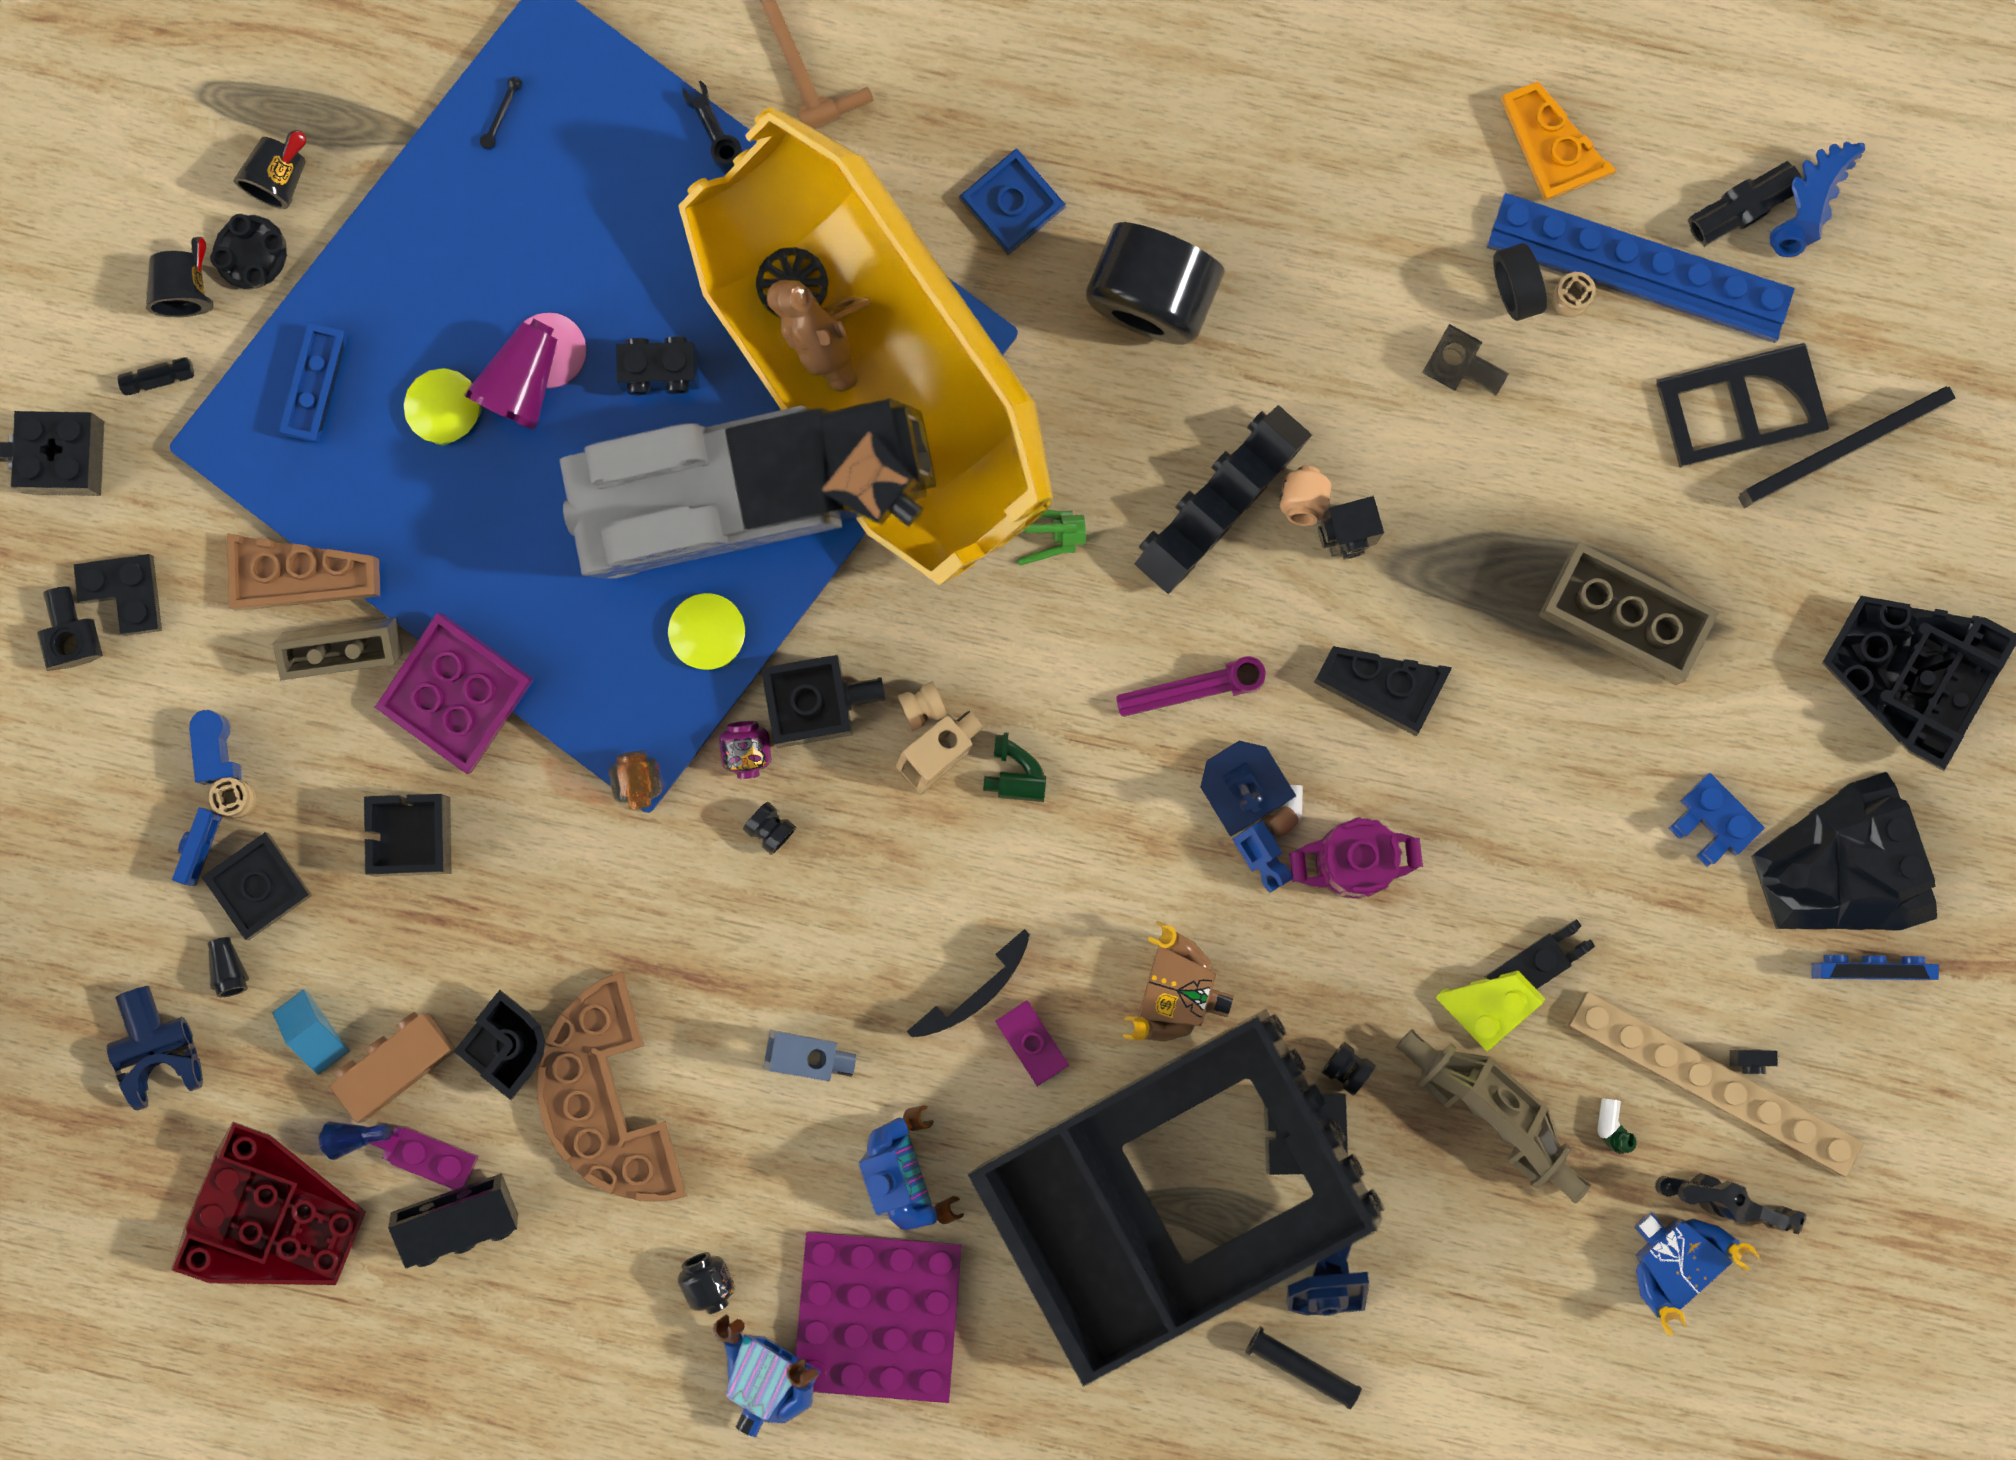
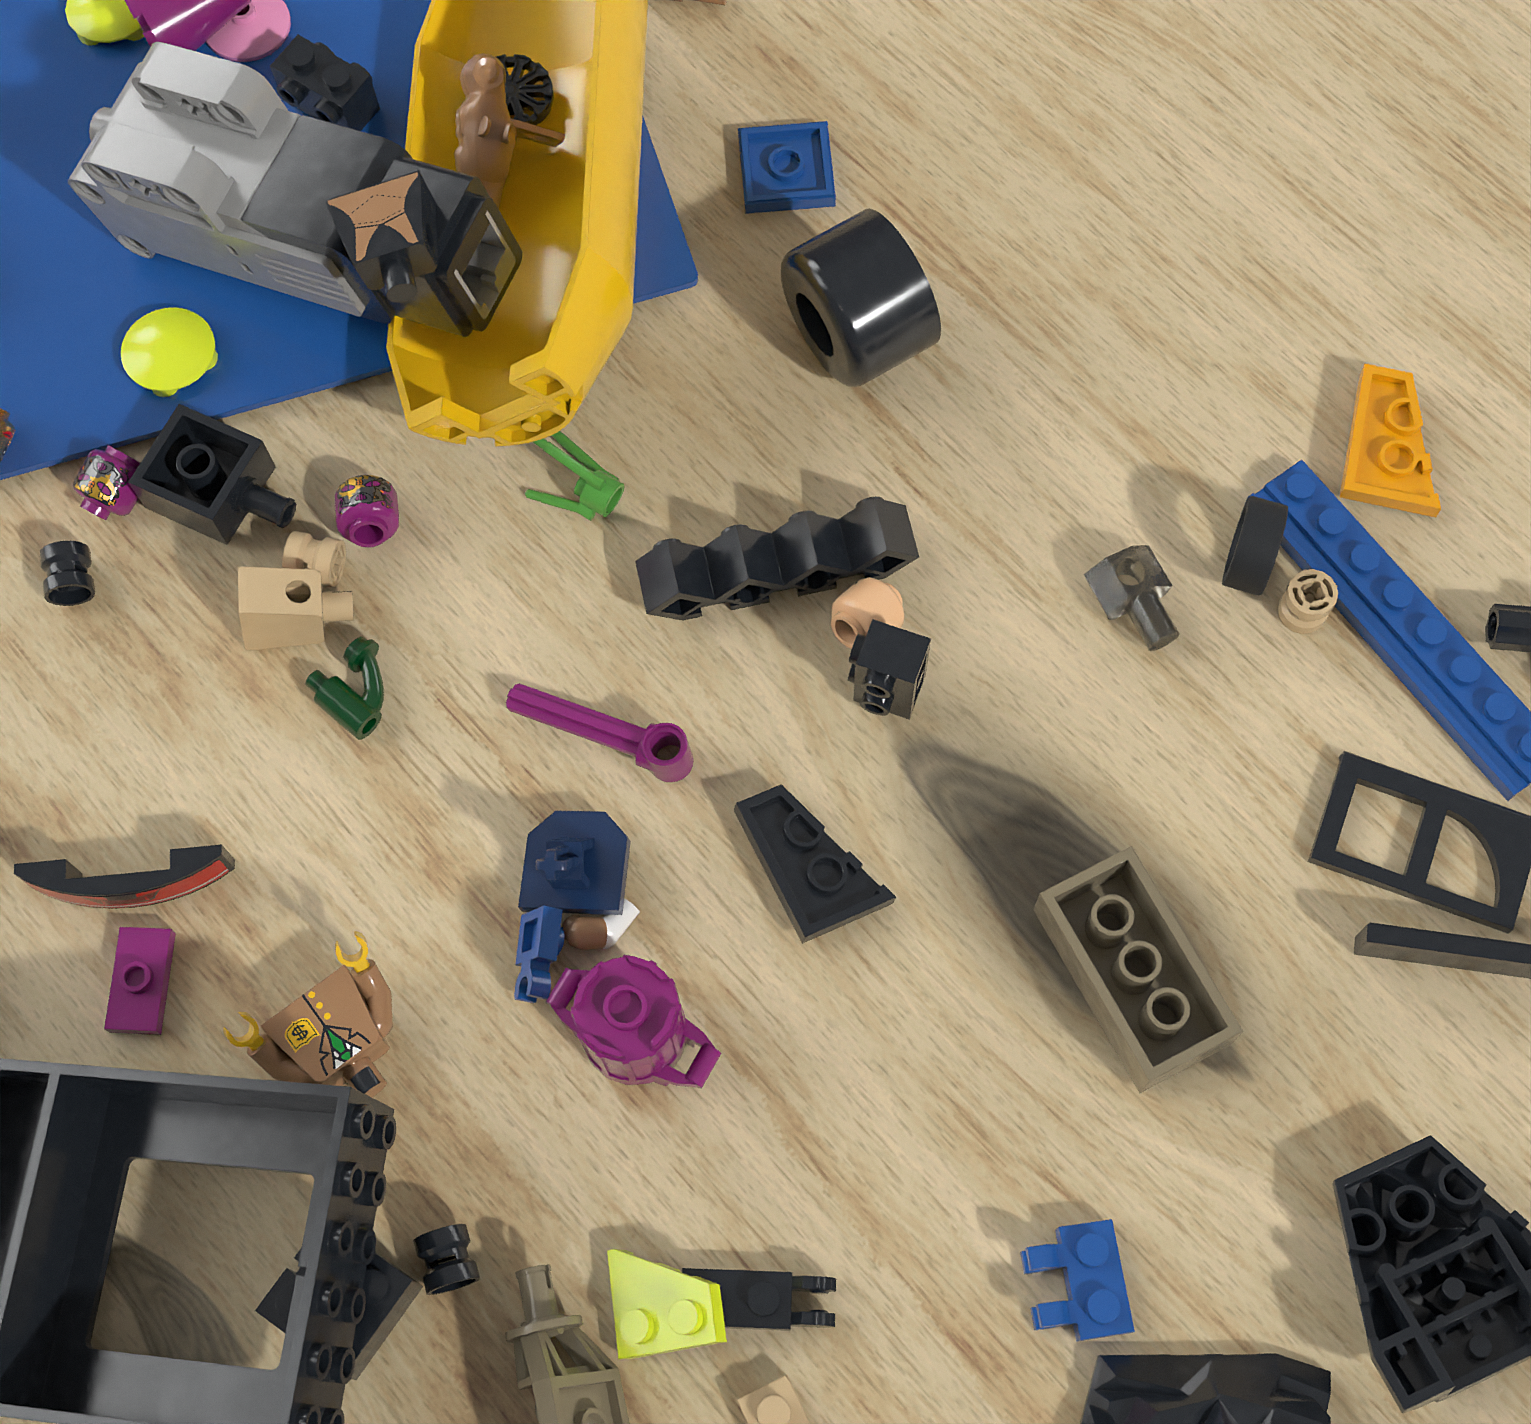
camera: 35 degrees right, 15 degrees down
(930, 649) = (366, 510): none -> magenta head

